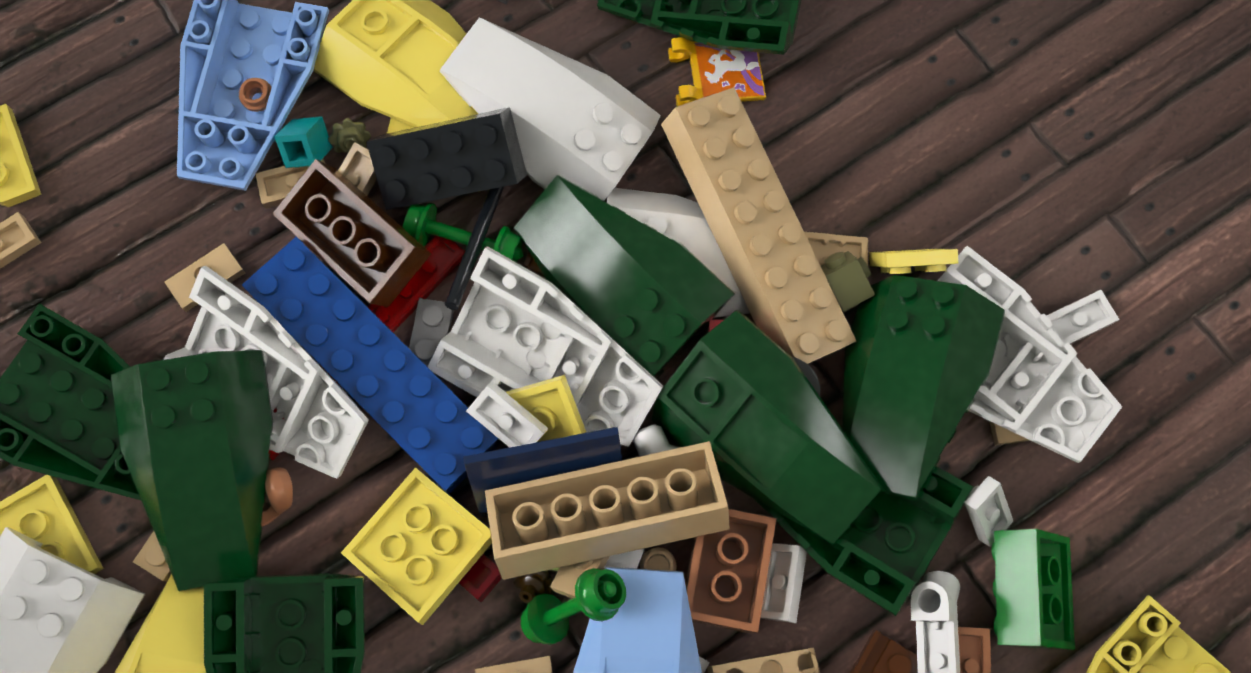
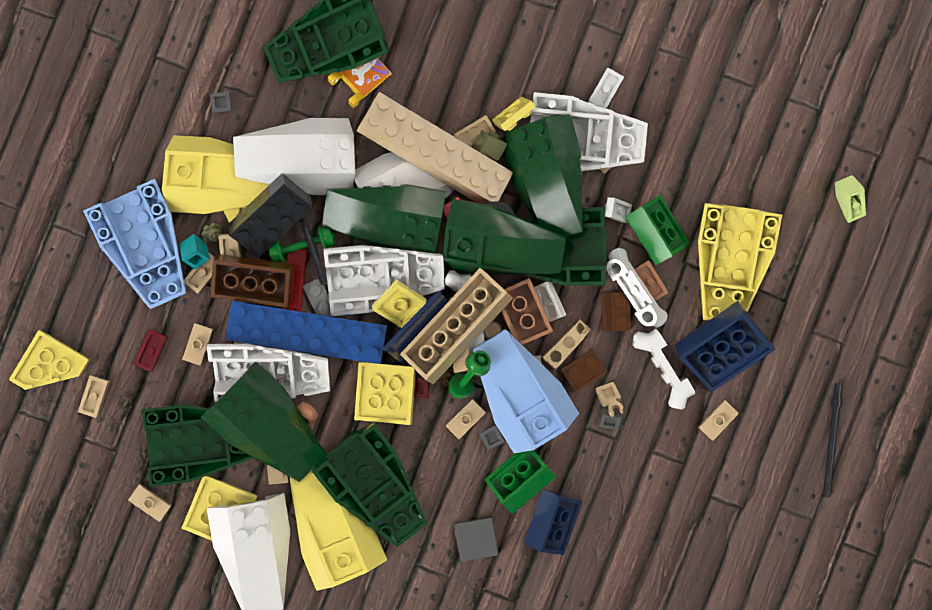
camera: 30 degrees left, 15 degrees up
(131, 238) = (150, 350): none -> dark red plate
(249, 88) = (147, 244): nougat plate -> none
(506, 417) = (385, 315): white plate -> none

